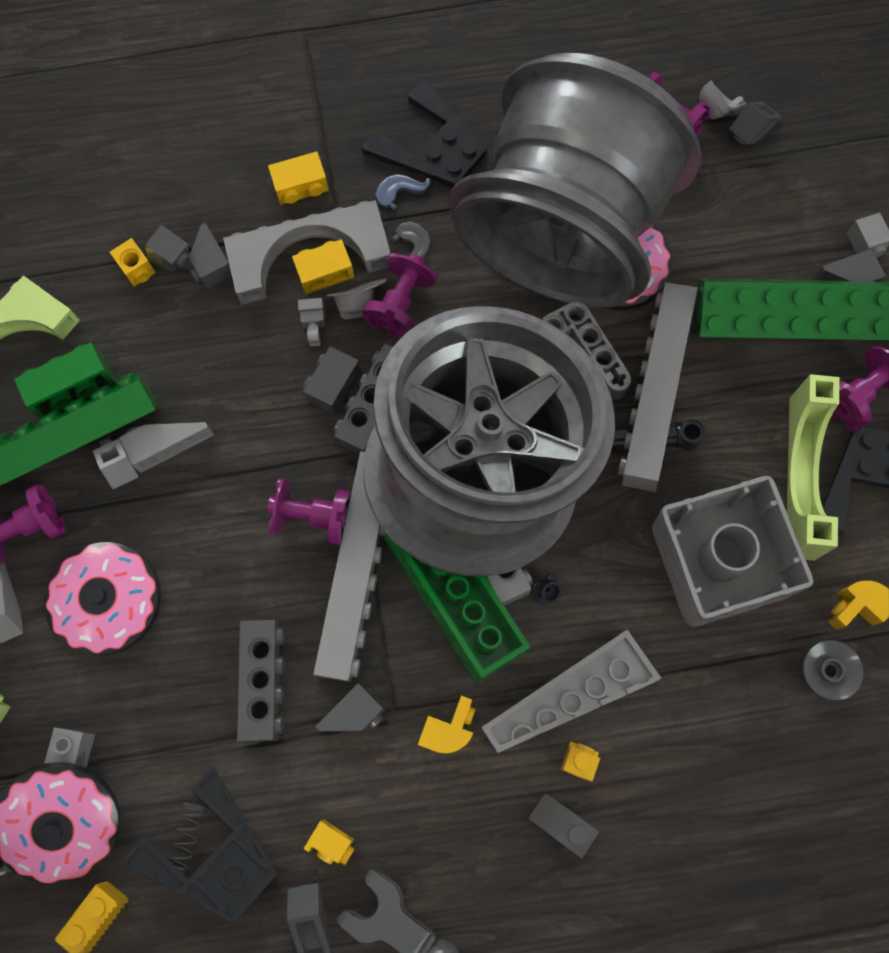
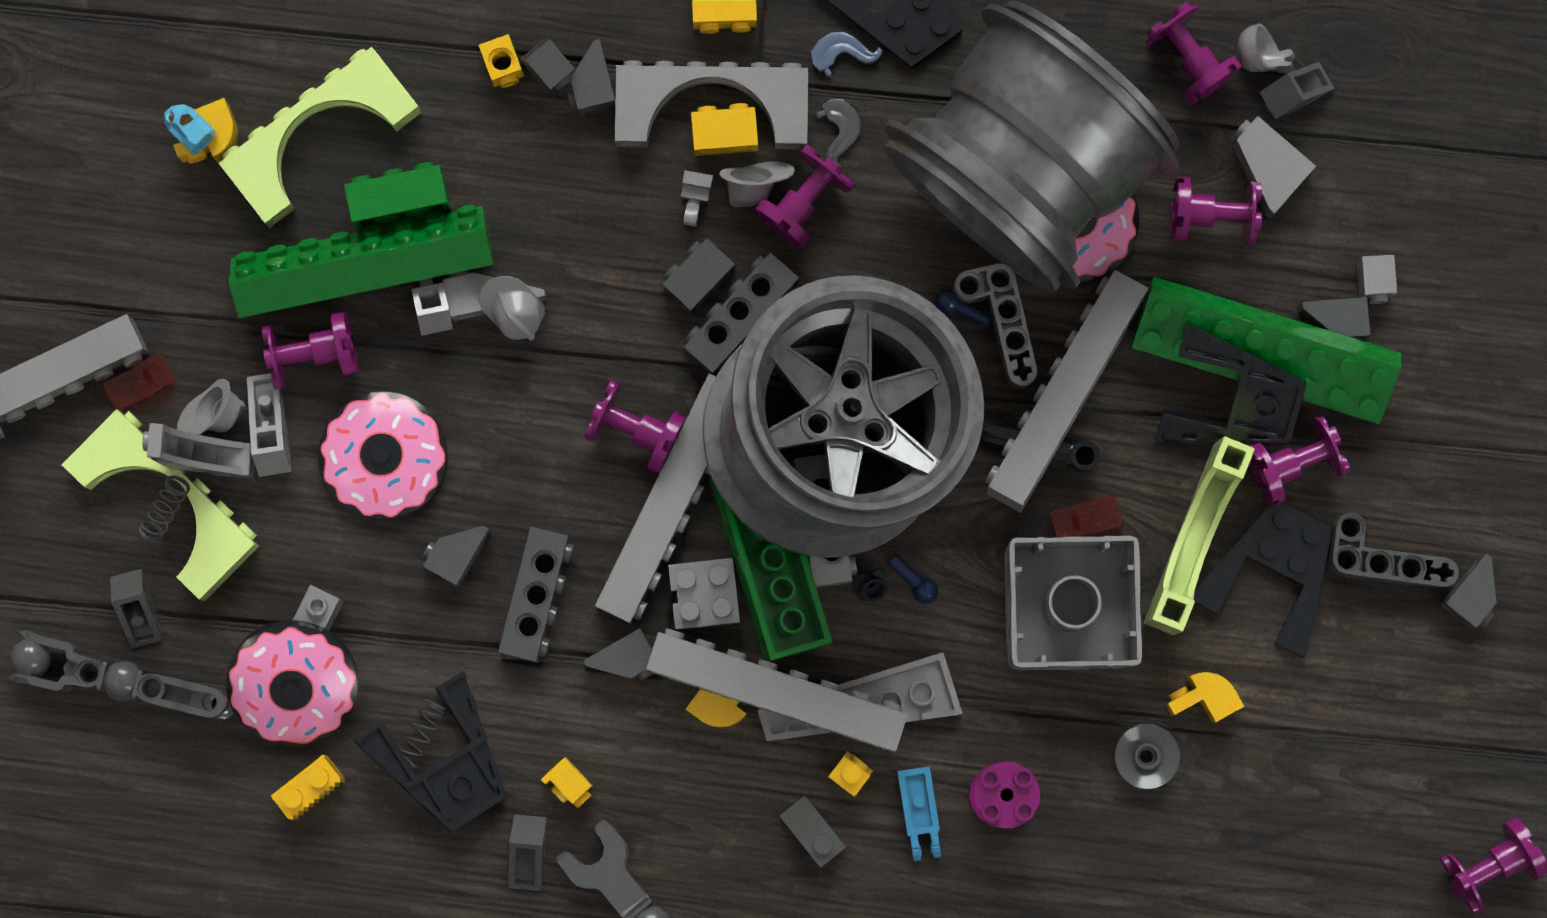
camera: 10 degrees right, 10 degrees up
(181, 442) = (512, 307): none -> light grey piece
(182, 663) = (455, 554): none -> dark grey slope
(407, 638) = (704, 594): none -> light grey piece
(495, 704) = (776, 691): none -> light grey brick
(592, 582) = (924, 589): none -> dark blue bar
(651, 776) = (919, 809): none -> dark azure hinge
(712, 479) = (1087, 518): none -> clear red slope
(713, 221) = (1203, 210): none -> magenta piece
(726, 740) = (986, 798): none -> magenta piece
(755, 178) = (1270, 161): none -> light grey slope
(824, 347) = (1263, 403): none -> black wing

